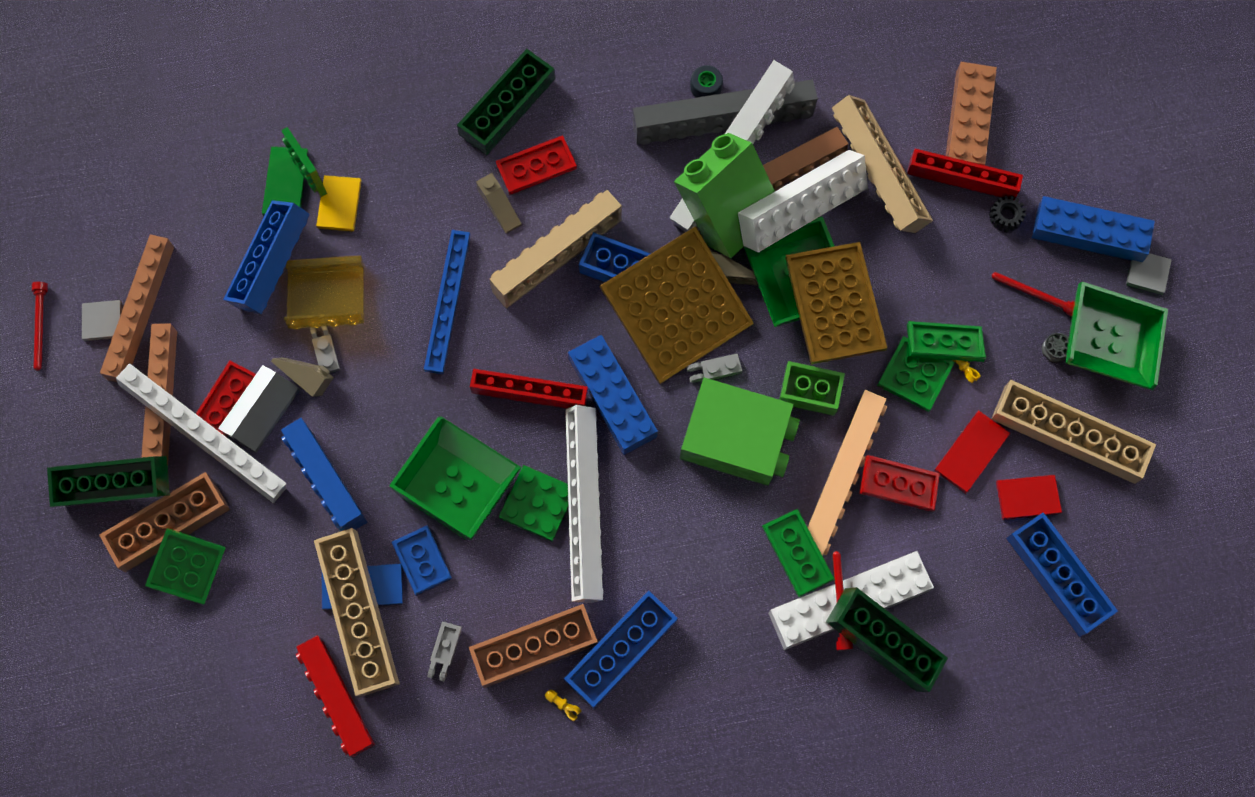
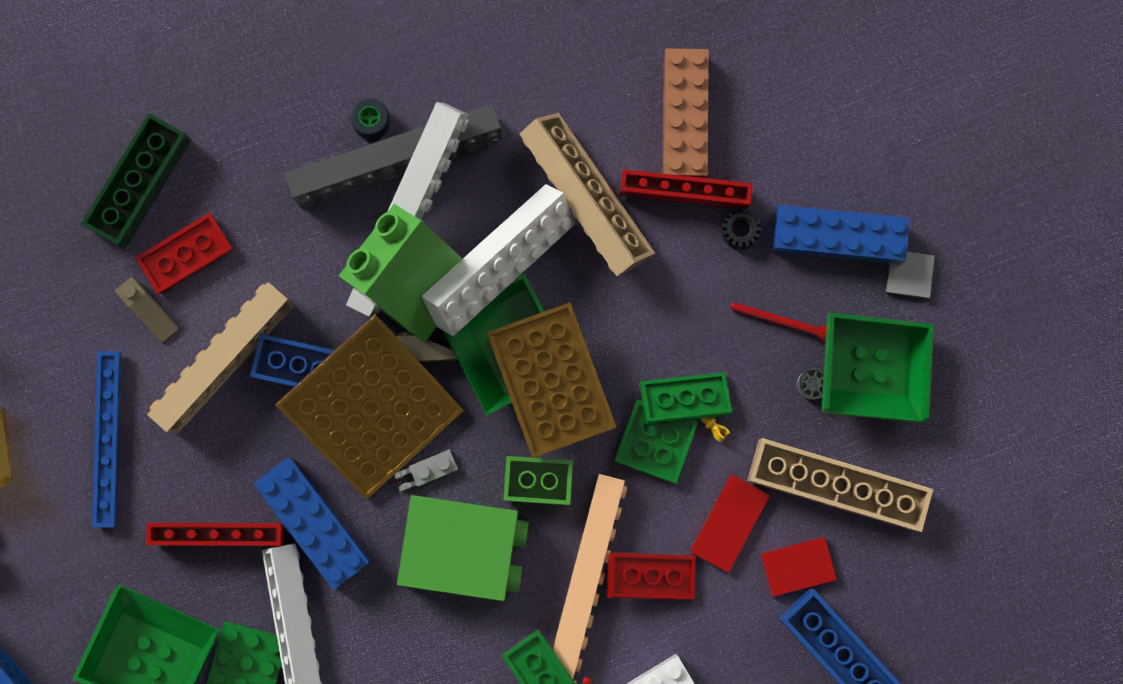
camera: 10 degrees left, 10 degrees up
(805, 158) = (491, 202): nougat brick -> none

